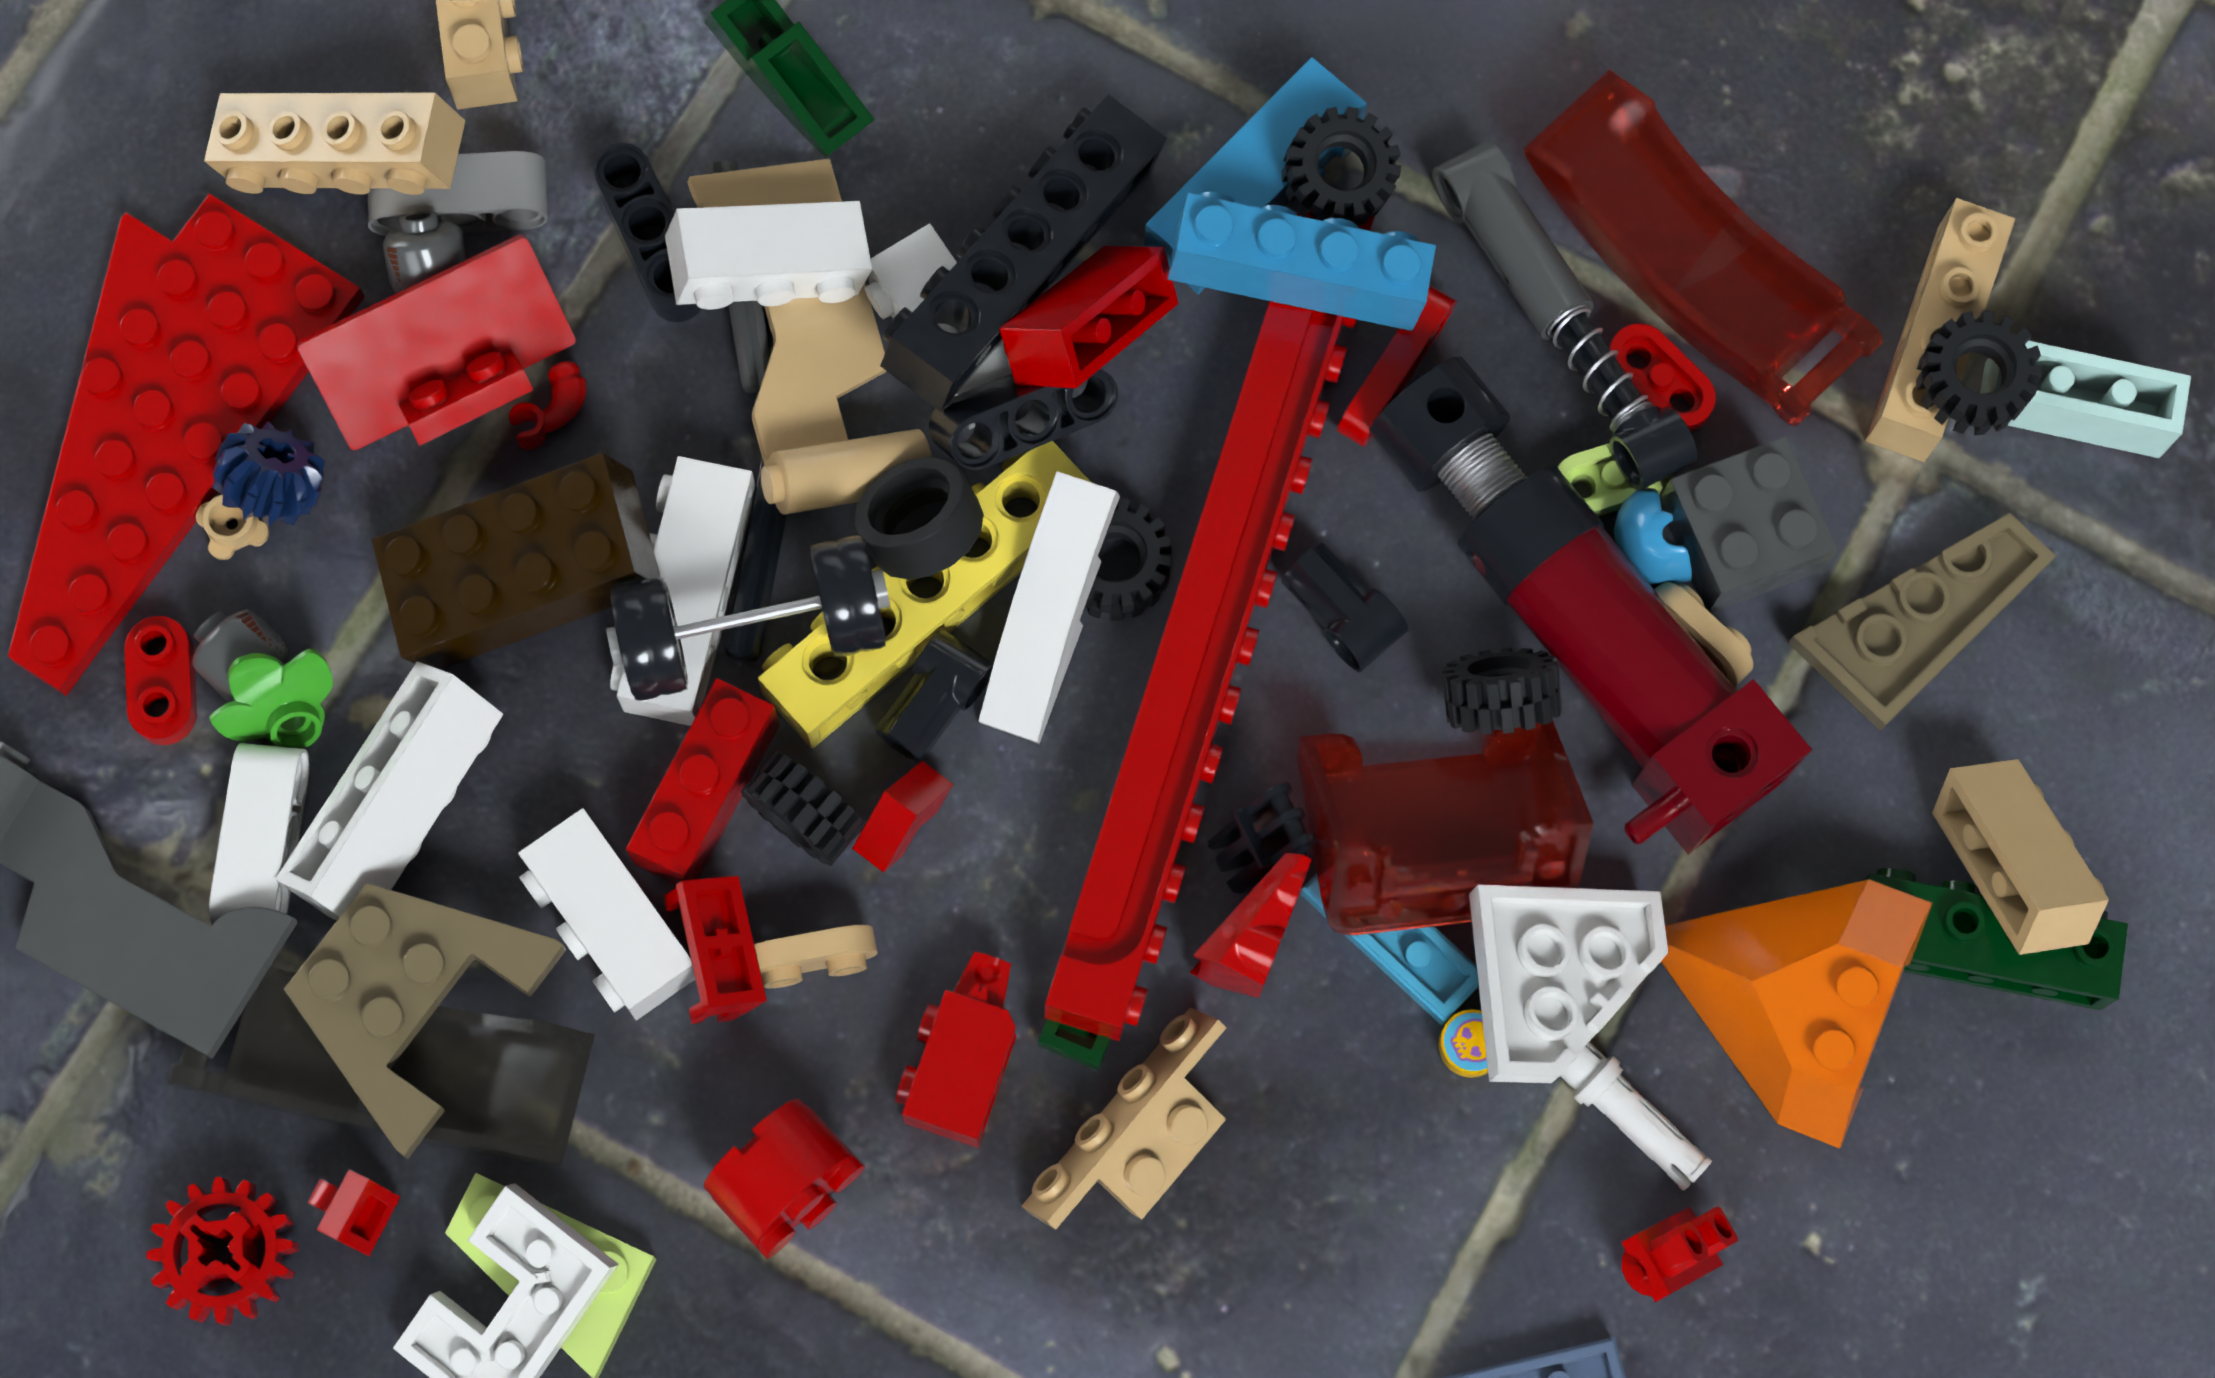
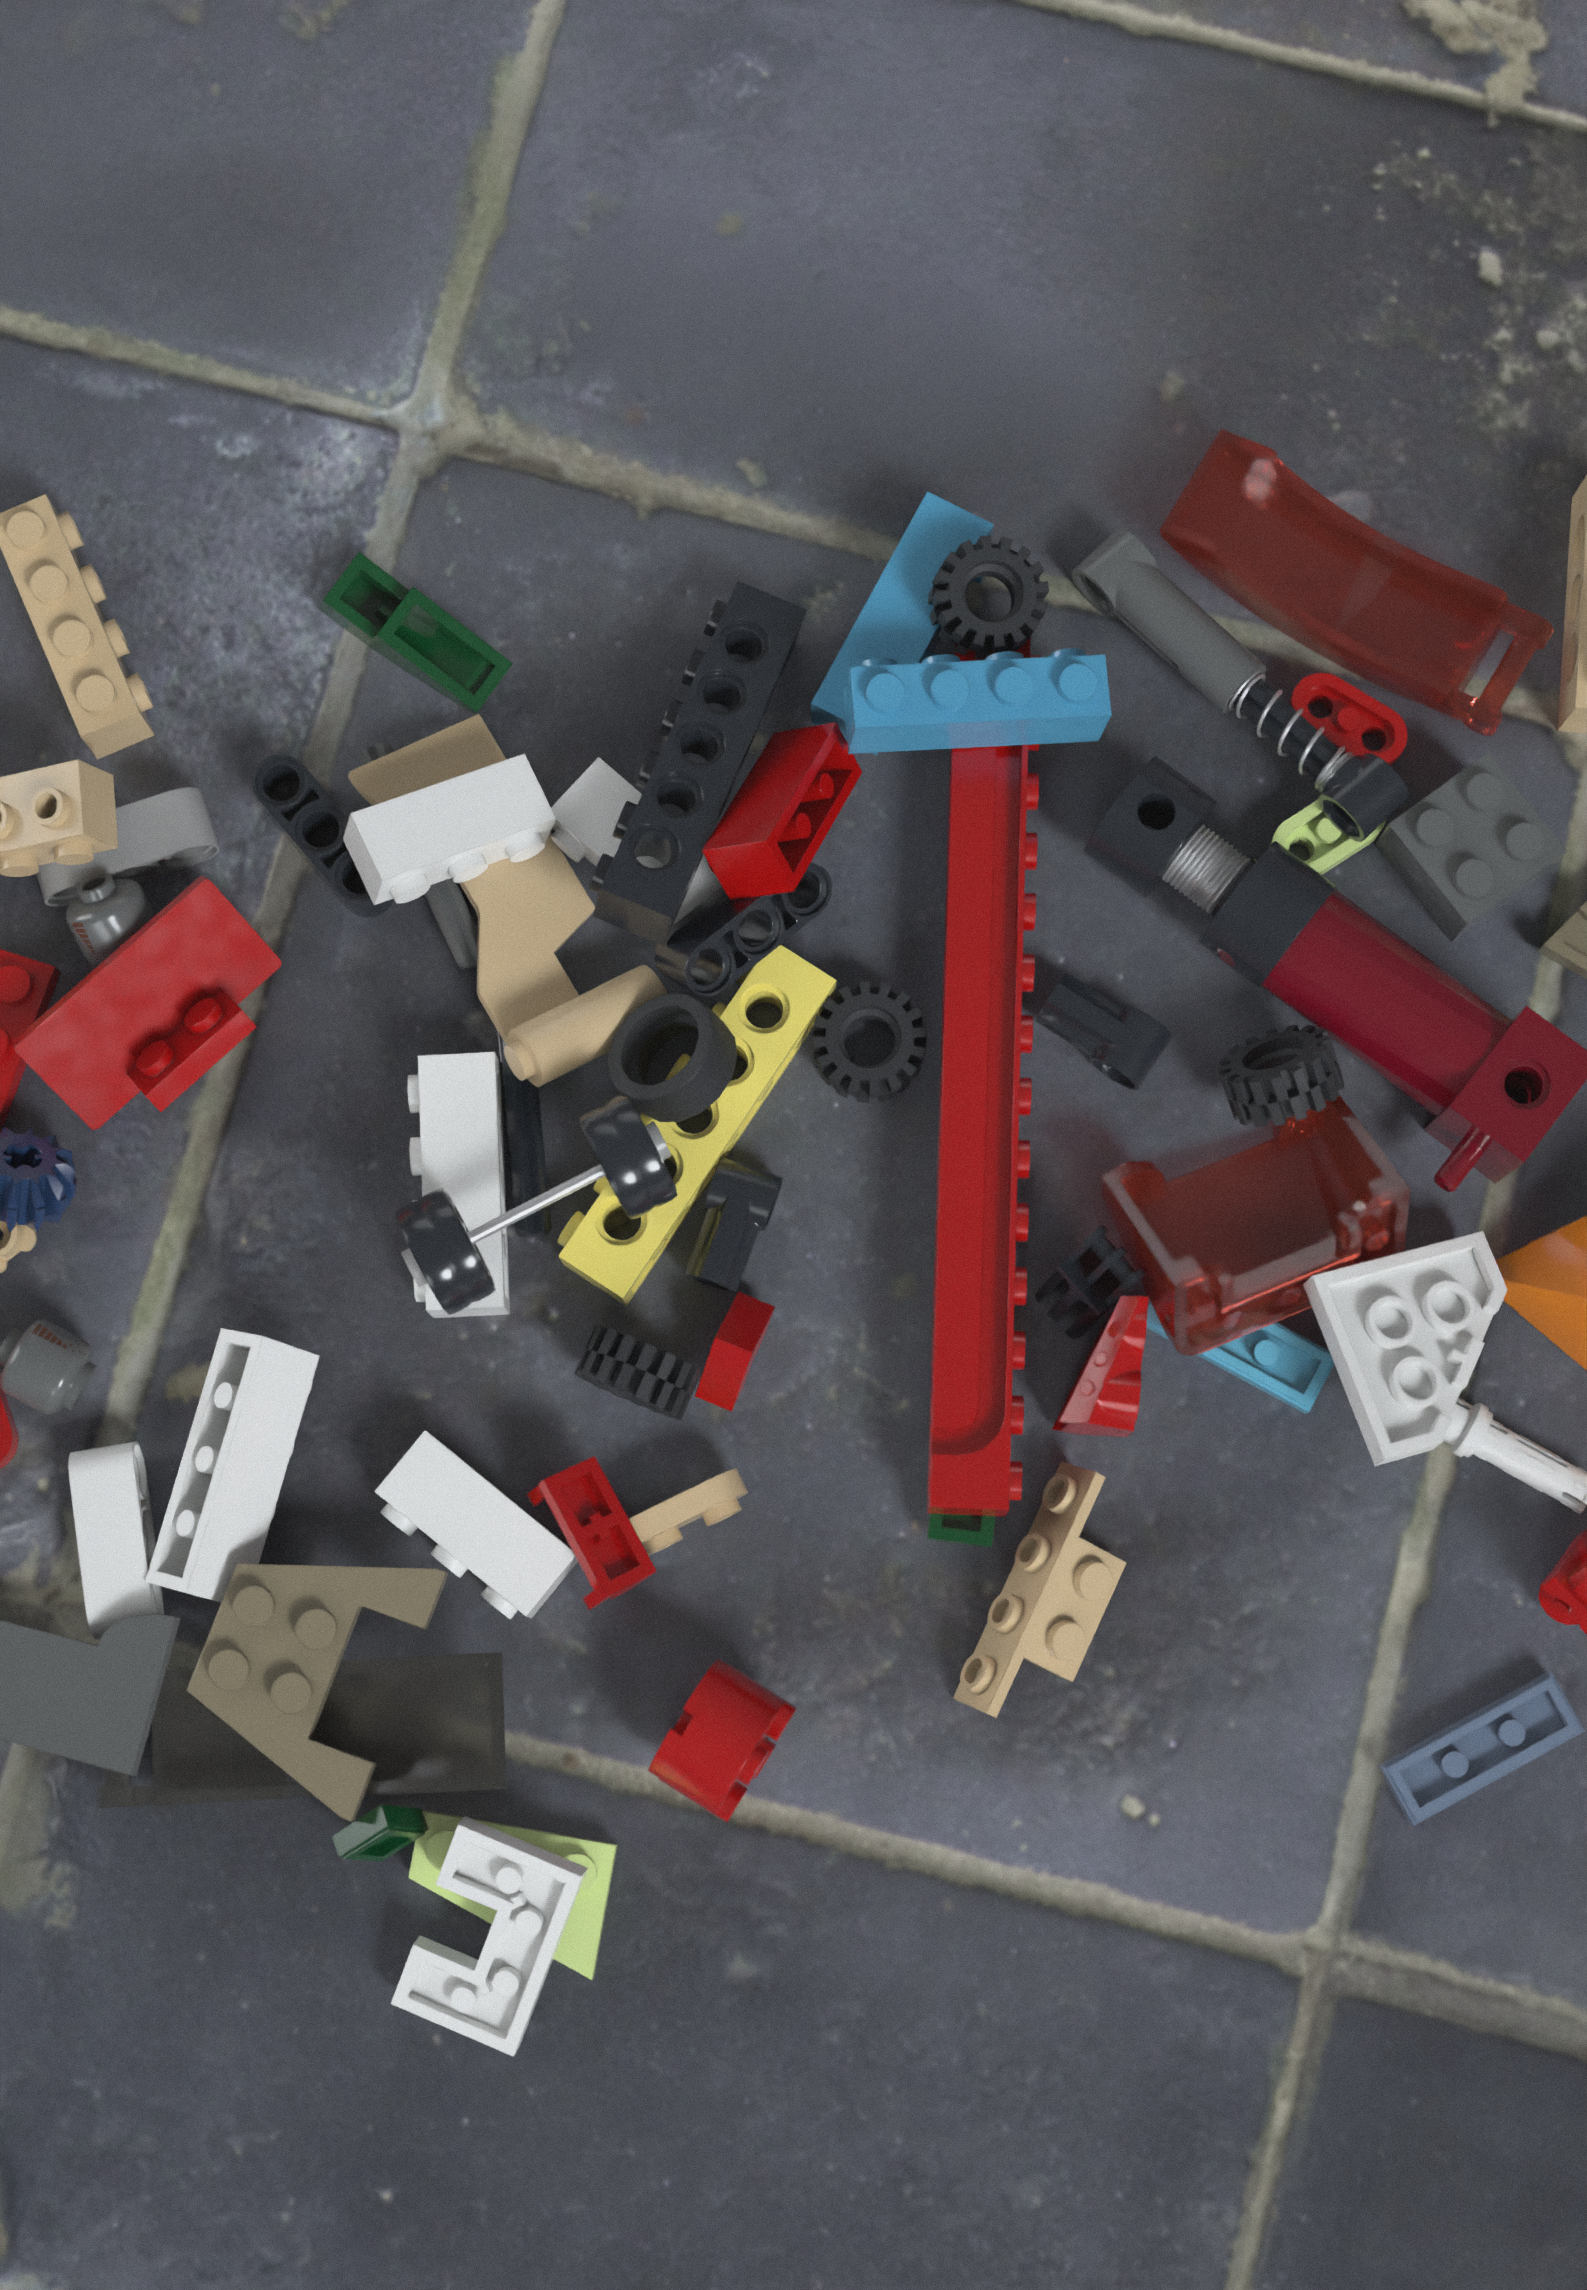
camera: 10 degrees left, 5 degrees up
(203, 1270) = (172, 1942): red gear -> none
(275, 699) = (93, 1402): bright green plate -> none
(354, 1211) = (314, 1881): red tile -> none
(430, 1180) = (380, 1833): none -> dark green tile
(514, 562) = (290, 1205): dark brown brick -> none
(567, 399) = (290, 1023): red arm -> none
(703, 784) = (534, 1373): red brick -> none
(963, 1055) = (860, 1569): red hinge -> none
(1048, 607) = (820, 1109): white slope -> none
(1395, 367) = (1087, 787): red beam -> none
(1463, 1044) = (1334, 1427): tile -> none
(1640, 538) = (1374, 888): dark azure hair -> none
(1721, 643) = (1477, 971): tan plate -> none

